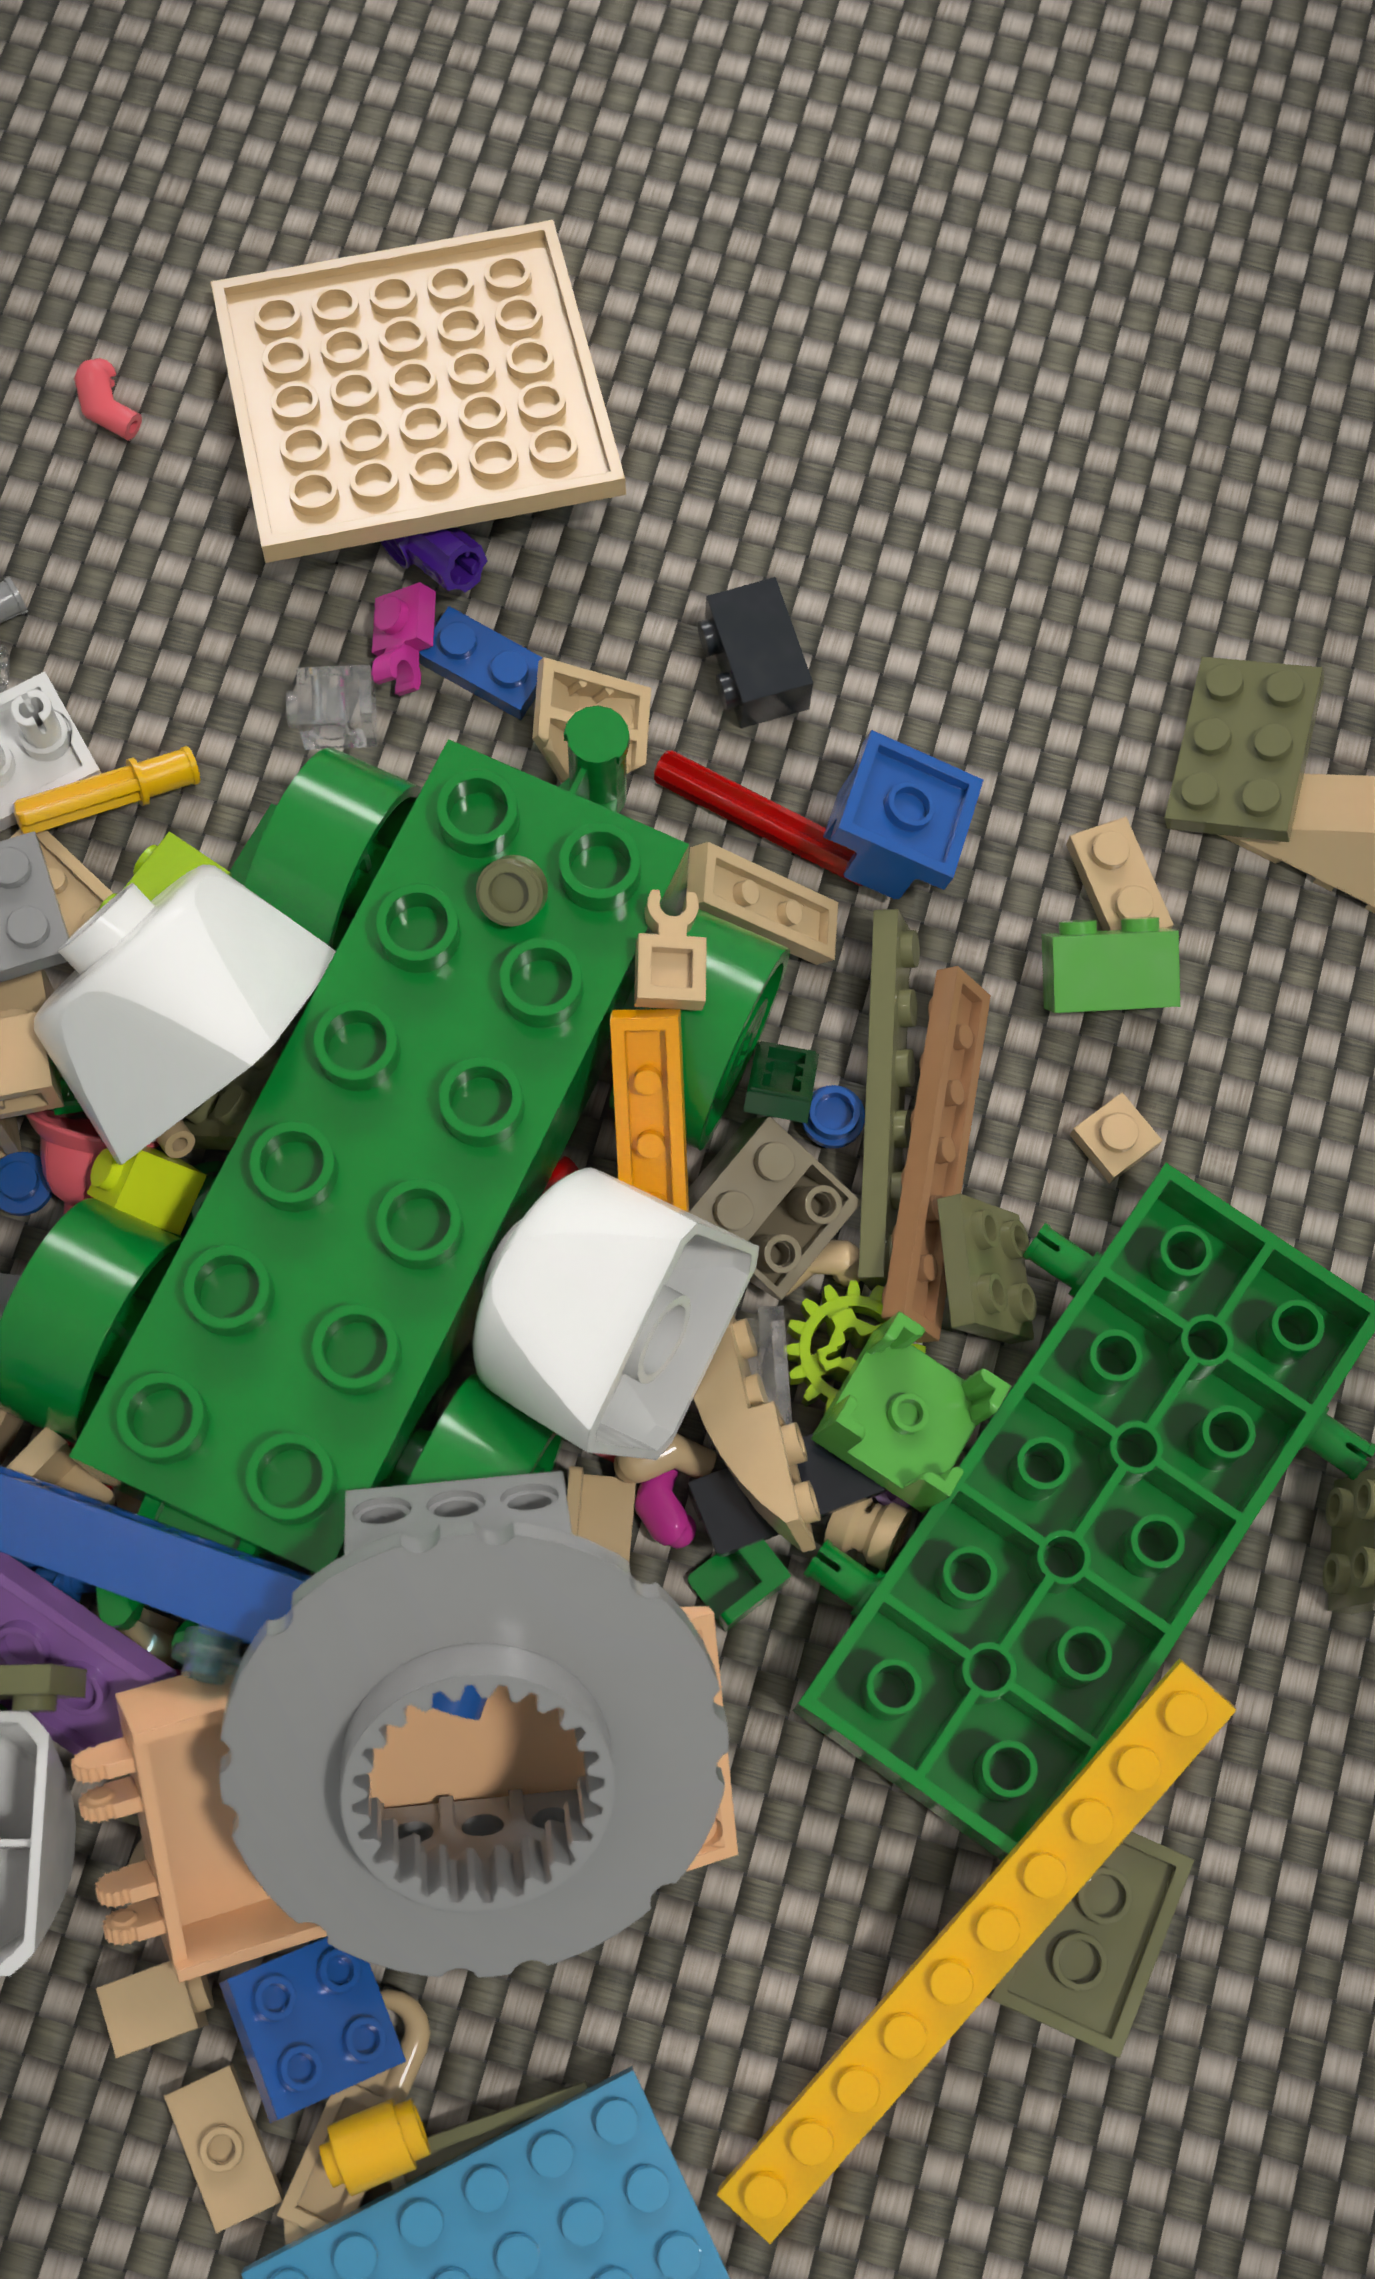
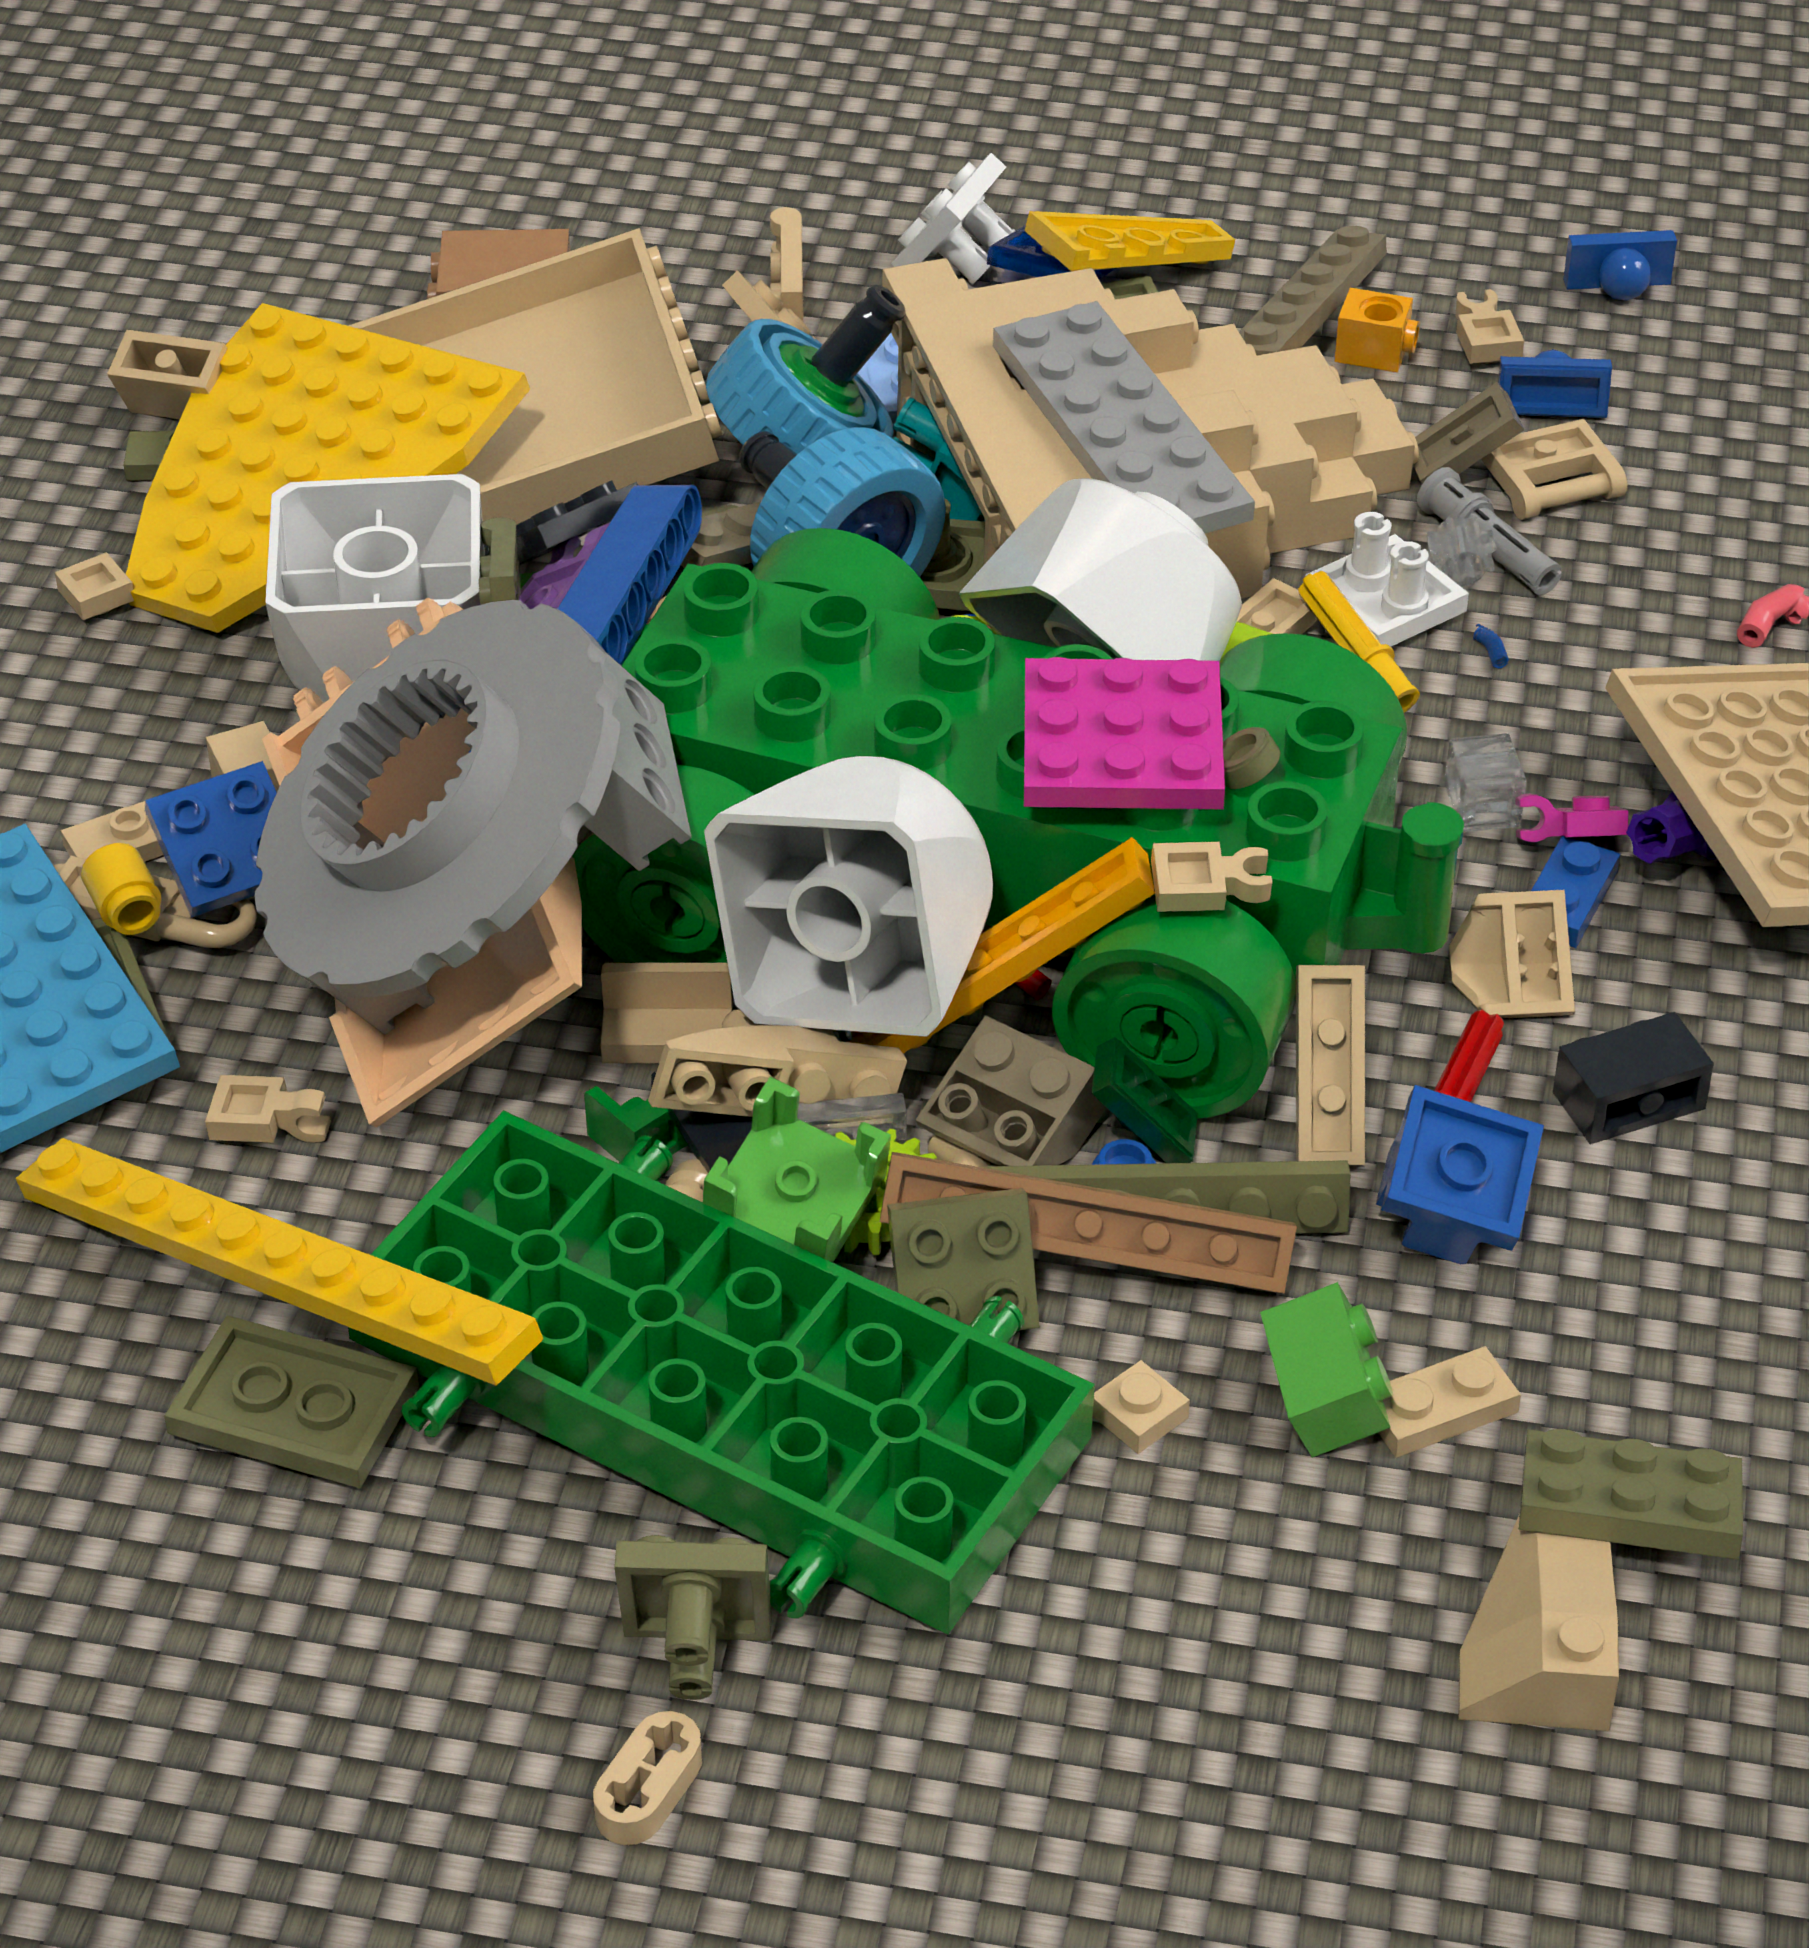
camera: 90 degrees right, 30 degrees down
(101, 668) = (1497, 643): none -> blue leg
(480, 1004) = (1123, 734): none -> dark pink plate
(688, 1981) = (259, 1105): none -> tan plate

